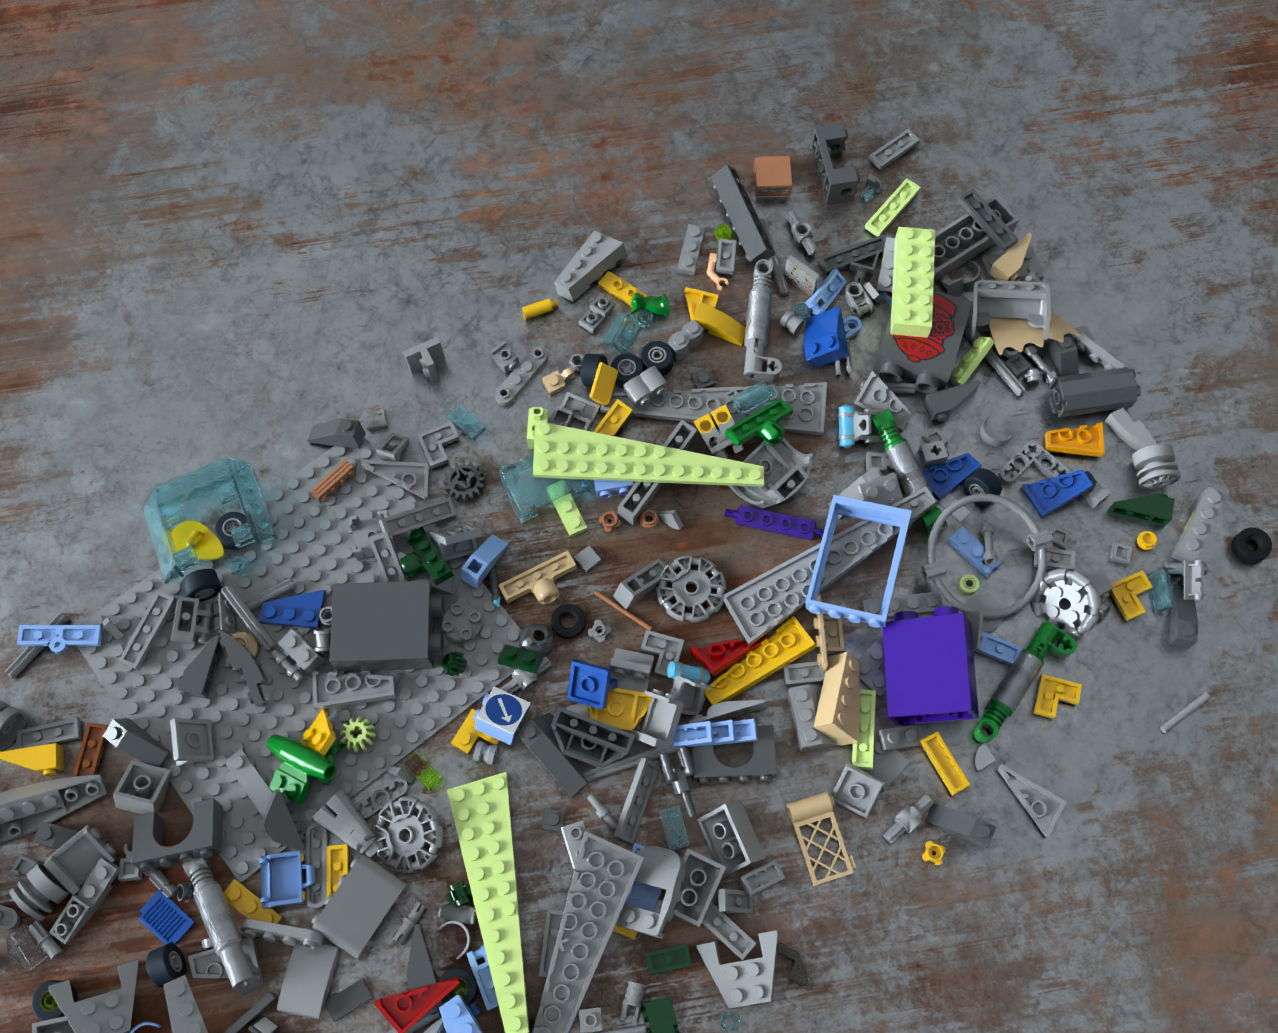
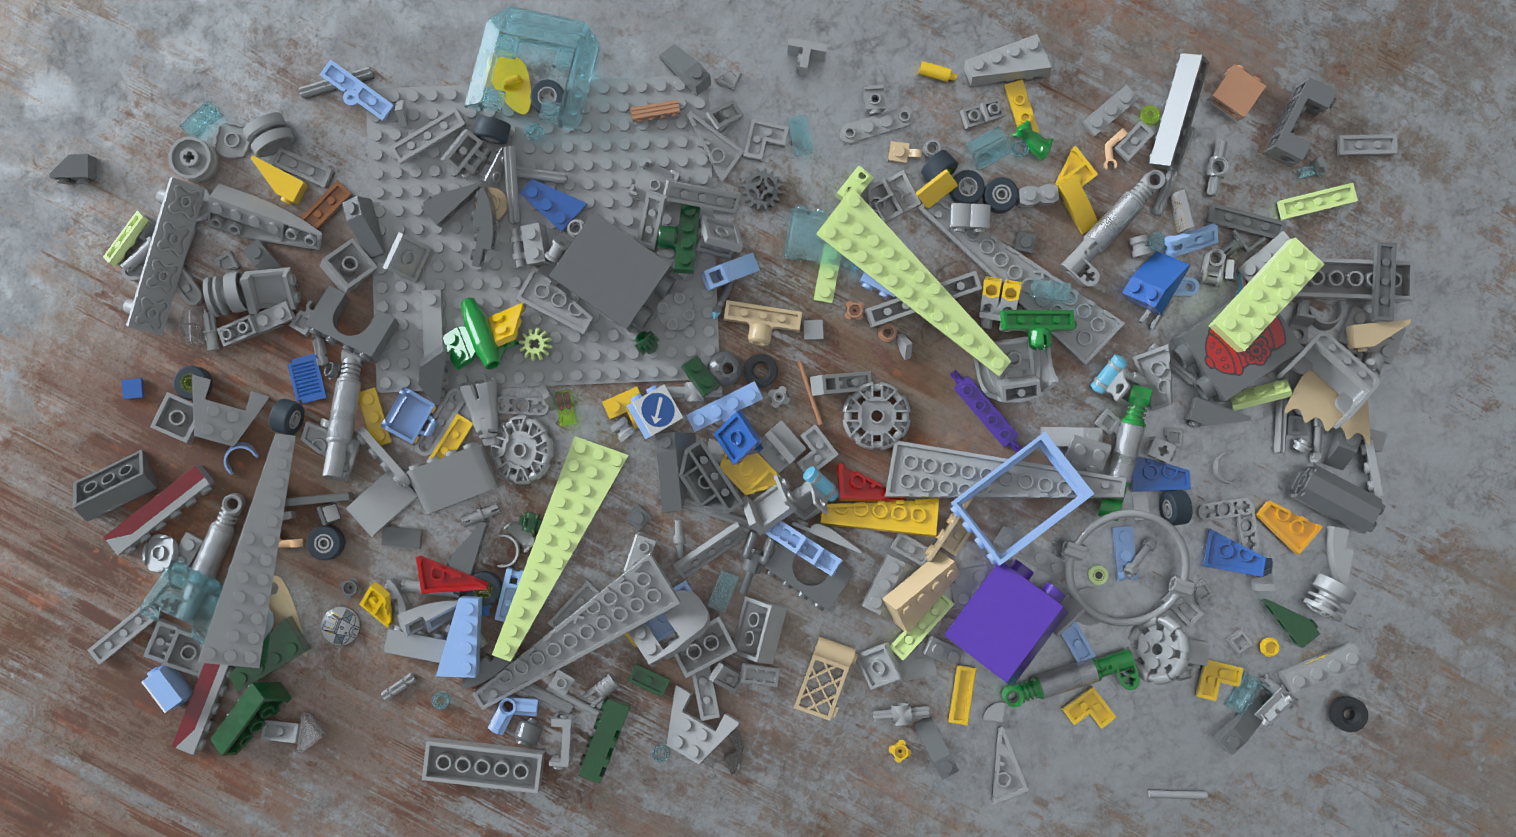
camera: 30 degrees right, 20 degrees up
(559, 671) = (725, 406): none -> light blue hinge
(614, 419) = (918, 227): yellow plate -> none

